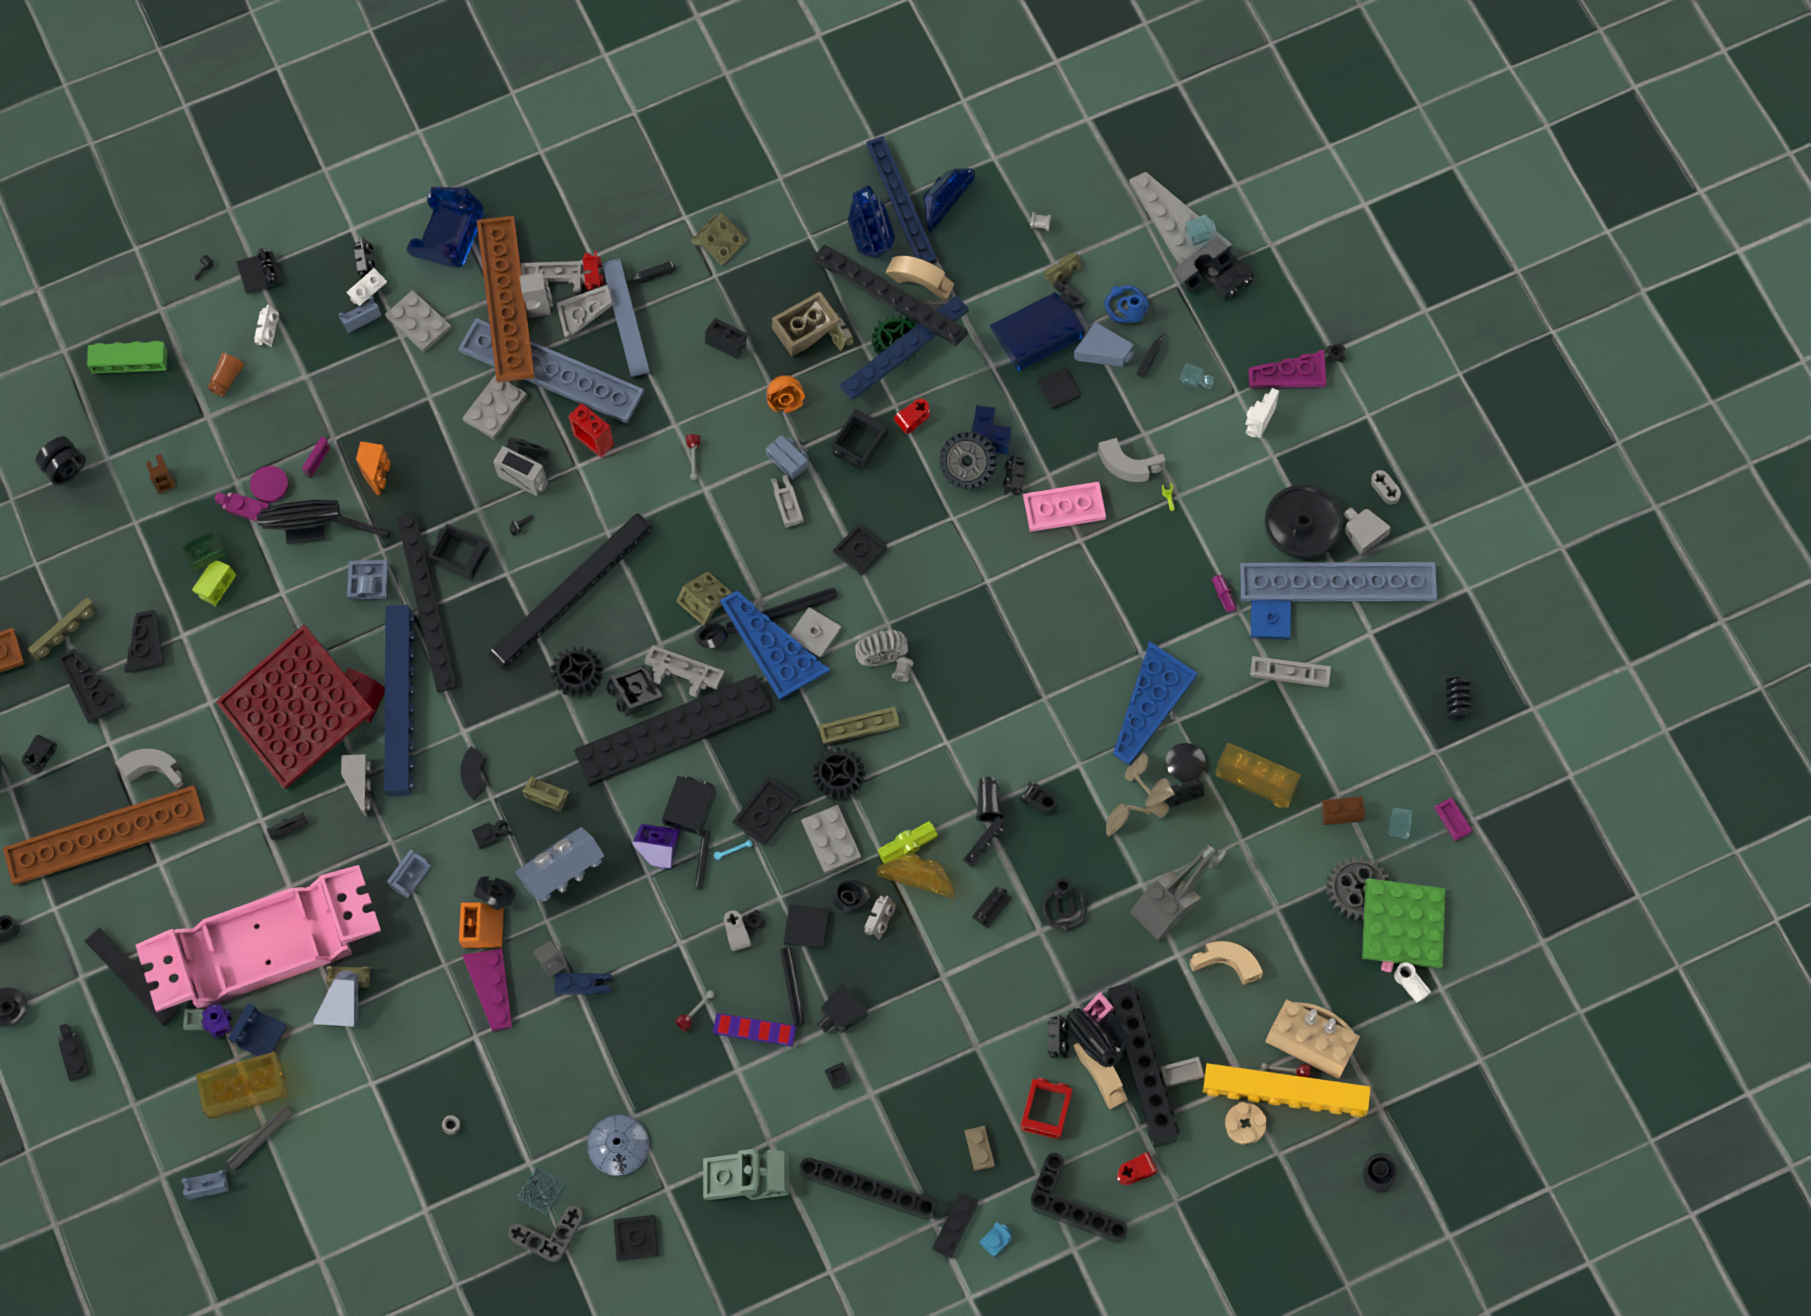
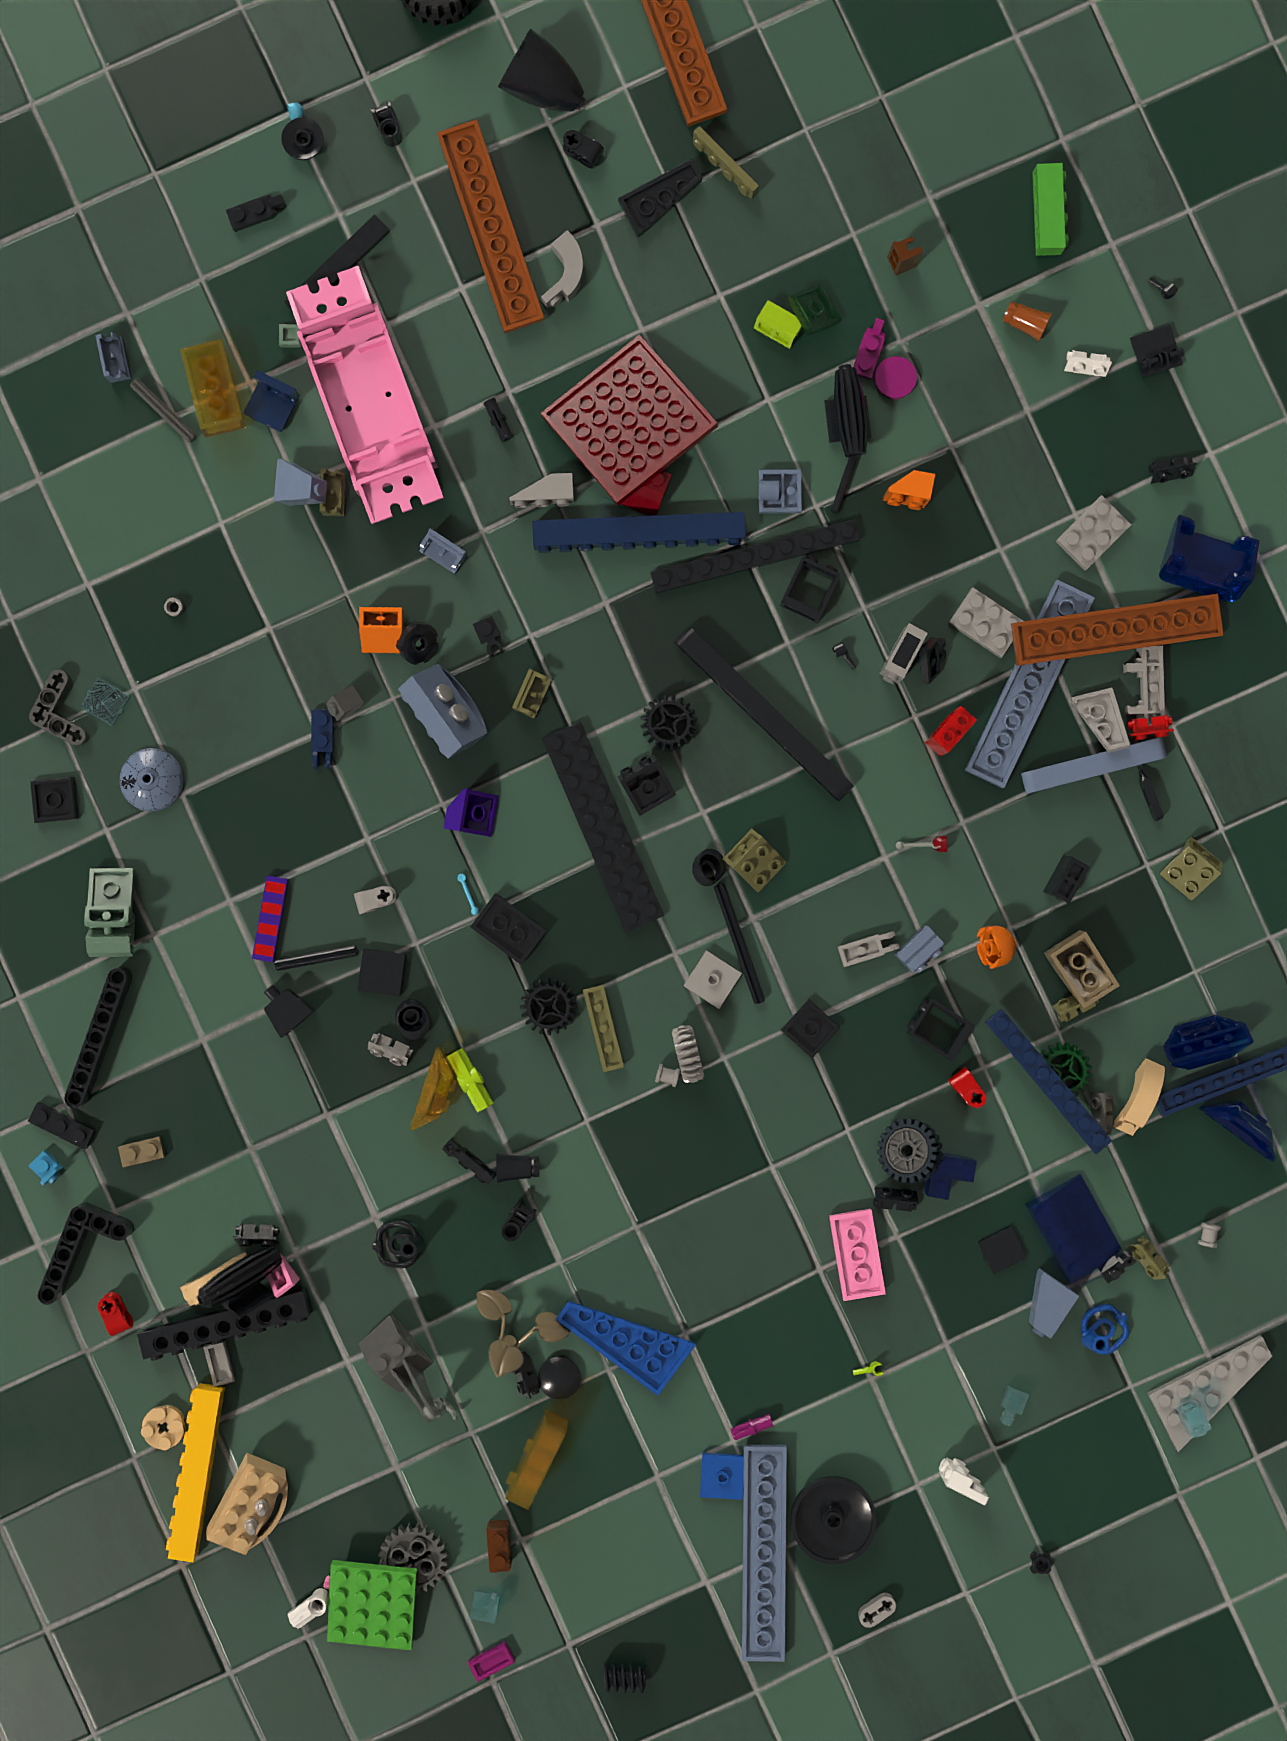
camera: 85 degrees right, 20 degrees up
(60, 460) = (921, 143): black wheel -> none
(145, 645) = (708, 255): black wing -> none
(217, 1020) = (283, 358): dark purple brick -> none
(316, 457) = (925, 427): magenta tile -> none
(360, 315) = (1100, 467): sand blue hinge -> none
(366, 287) = (1133, 472): white hinge -> none
(471, 773) = (556, 613): black tile -> none
(490, 982) = (323, 642): magenta wing -> none
(536, 295) = (1117, 664): light grey arch -> none
(685, 1021) = (279, 846): hinge -> none
(689, 805) = (515, 847): black brick -> none
(698, 673) = (677, 821): light grey hinge -> none
(702, 859) = (447, 860): black bar -> none
(755, 915) = (381, 915): black plate -> none
(775, 651) = (686, 939): blue wing -> none
(831, 839) = (477, 998): light grey plate -> none
(838, 1076) = (218, 1006): black plate -> none
(890, 295) = (1113, 1066): black plate -> none
(992, 907) = (399, 1168): black hinge -> none
(1042, 1128) = (158, 1217): red window -> none
(1125, 467) = (904, 1319): light grey arch -> none
(1148, 360) = (1038, 1354): black piece -> none
(1212, 254) = (1163, 1434): black arch -> none
(1229, 279) = (1139, 1445): black plate -> none
(1232, 955) = (332, 1433): tan arch -> none
(1290, 671) = (657, 1497): light grey hinge -> none
(1299, 372) = (1017, 1516): magenta wing -> none
(1301, 1071) = (216, 1489): hinge -> none
(1365, 529) = (824, 1585): light grey torso -> none
(1379, 1172) = (108, 1564): black hat -> none

